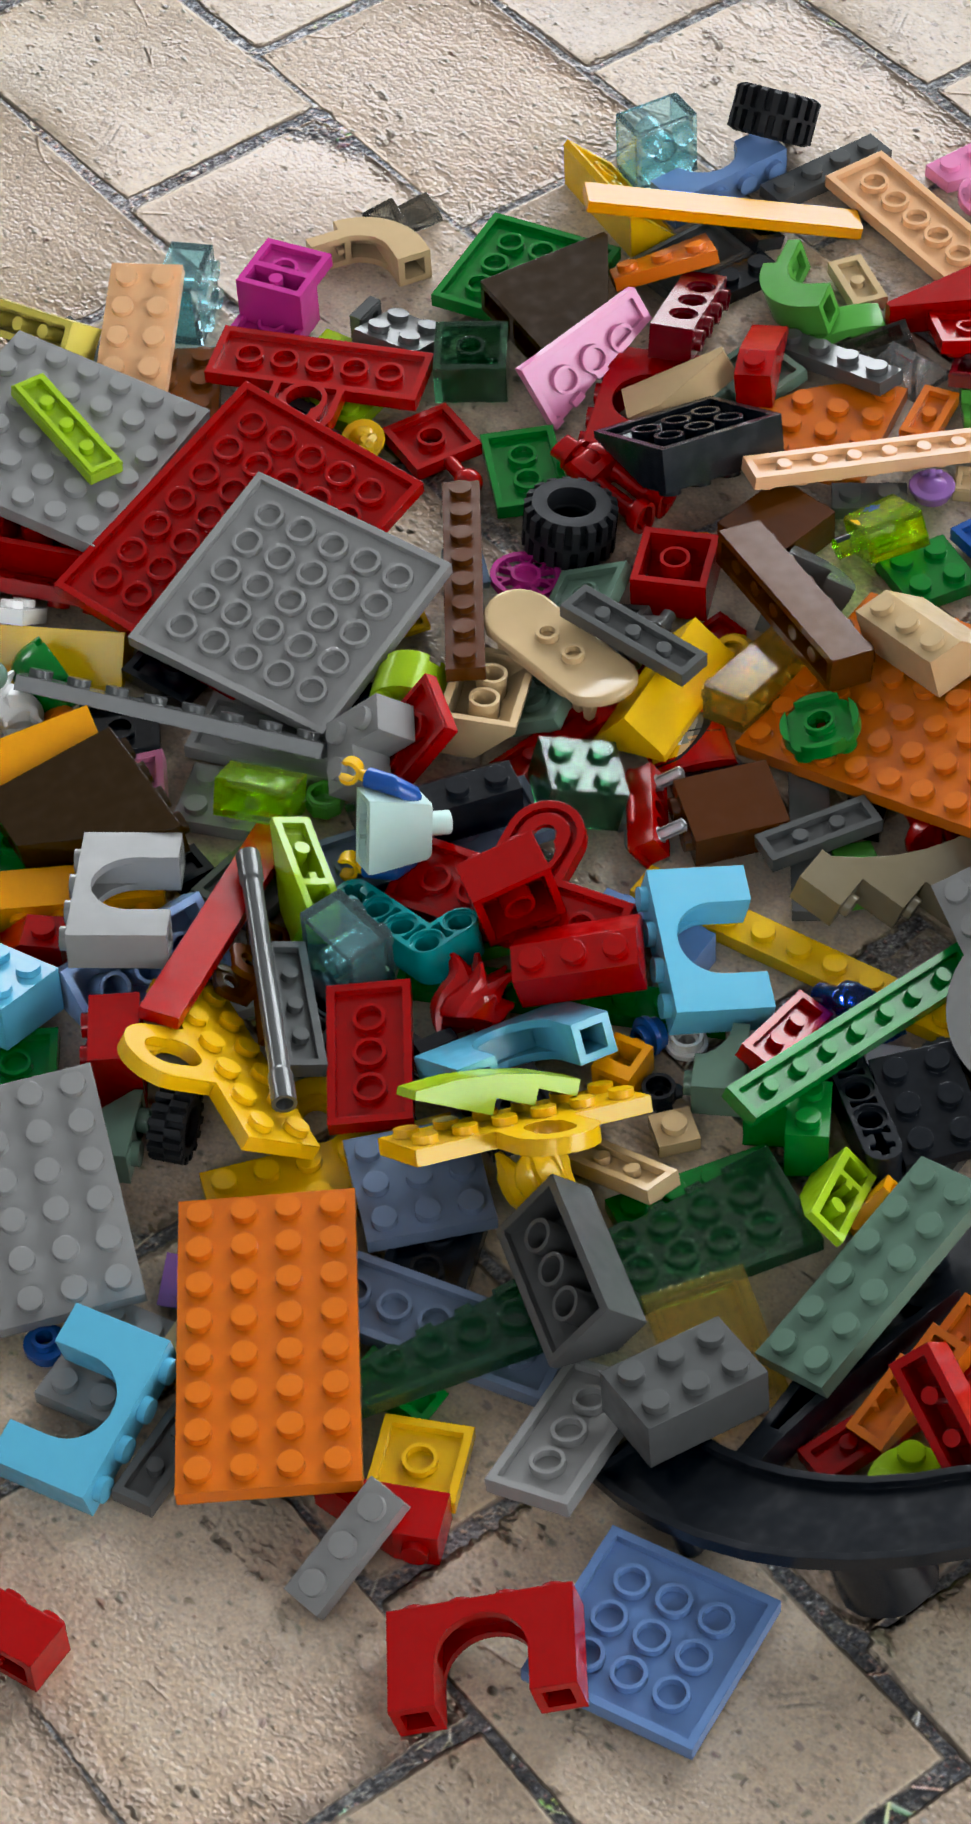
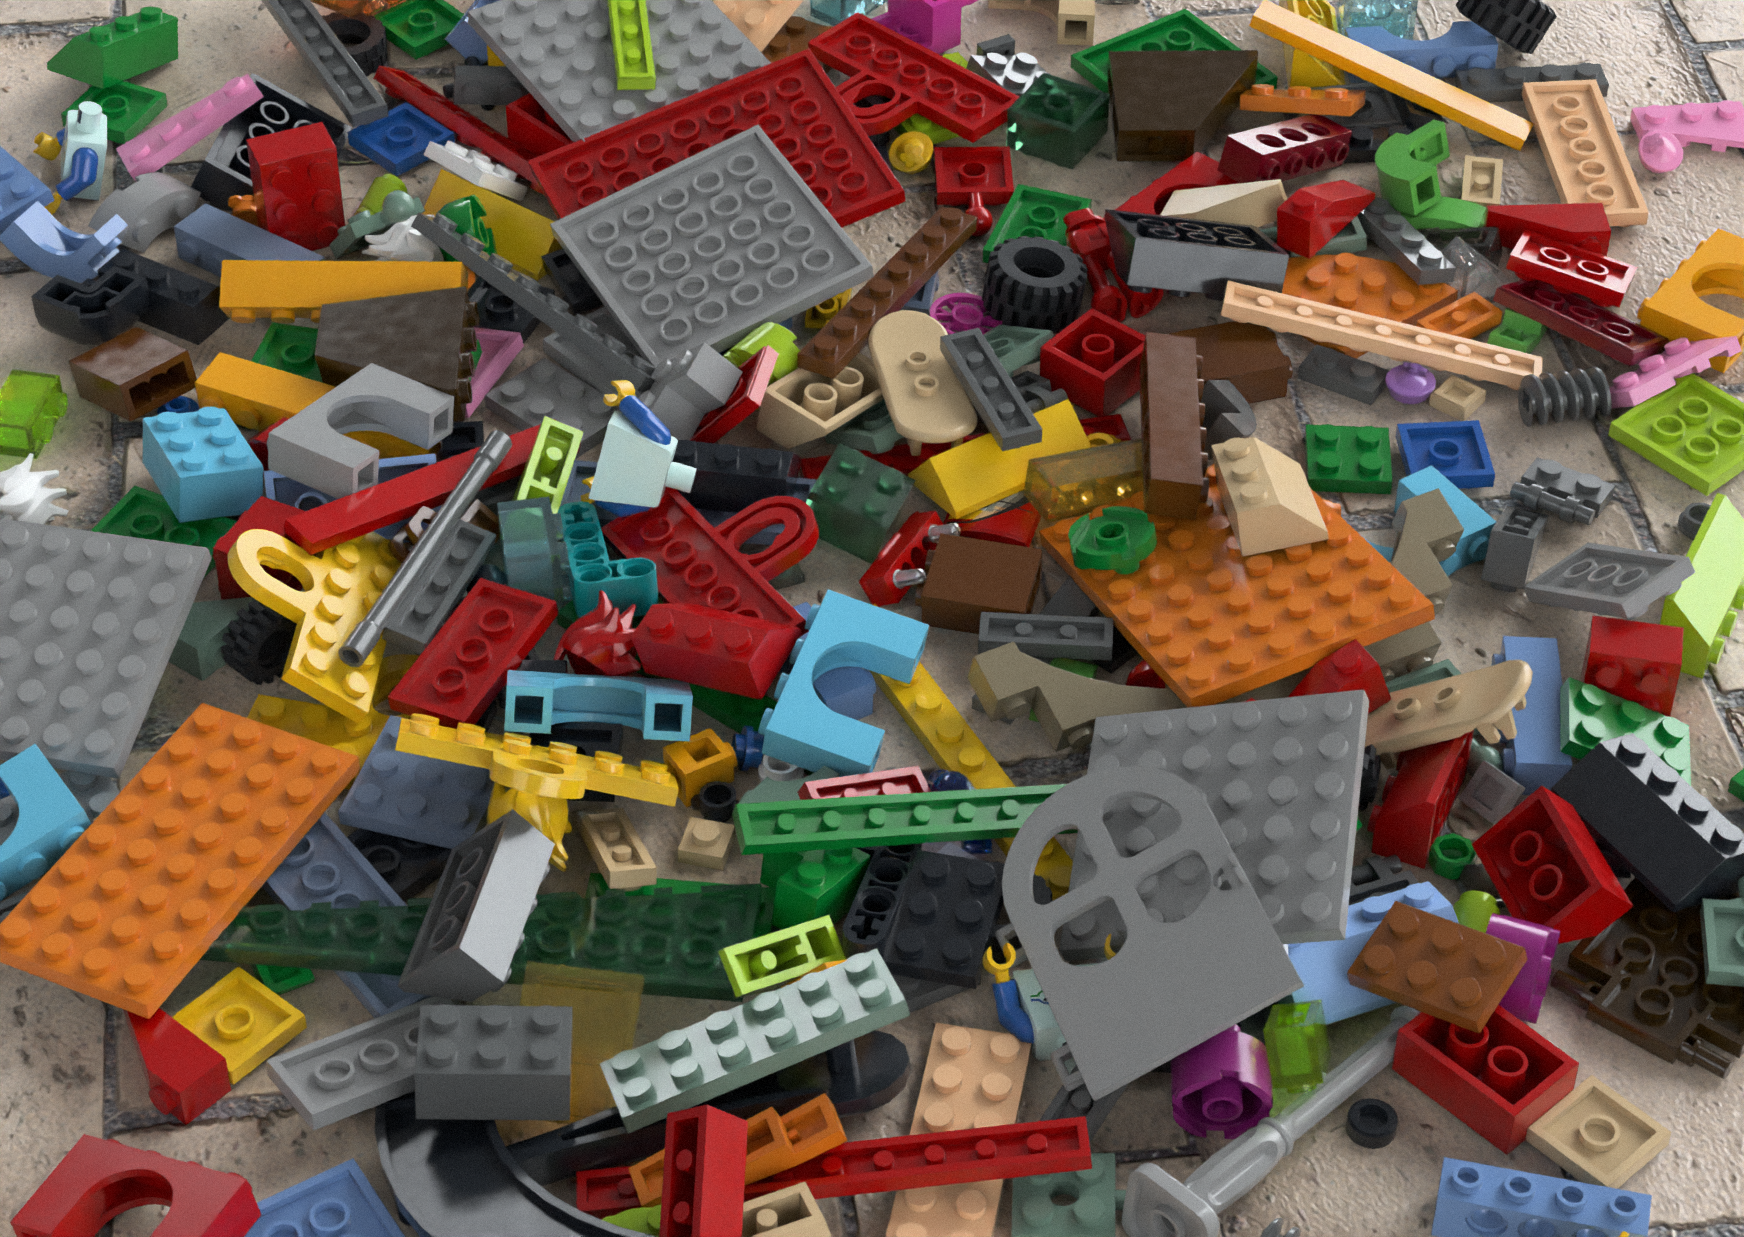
camera: 25 degrees right, 5 degrees down
(258, 793) = (560, 394): clear neon green brick -> none
(347, 1548) = (101, 1064): light grey plate -> none
(479, 1088) = (508, 708): lime slope -> none
(510, 887) = (693, 554): red brick -> none
(575, 360) = (1140, 149): bright pink wing -> none
(882, 531) = (1337, 404): clear neon green torso -> none

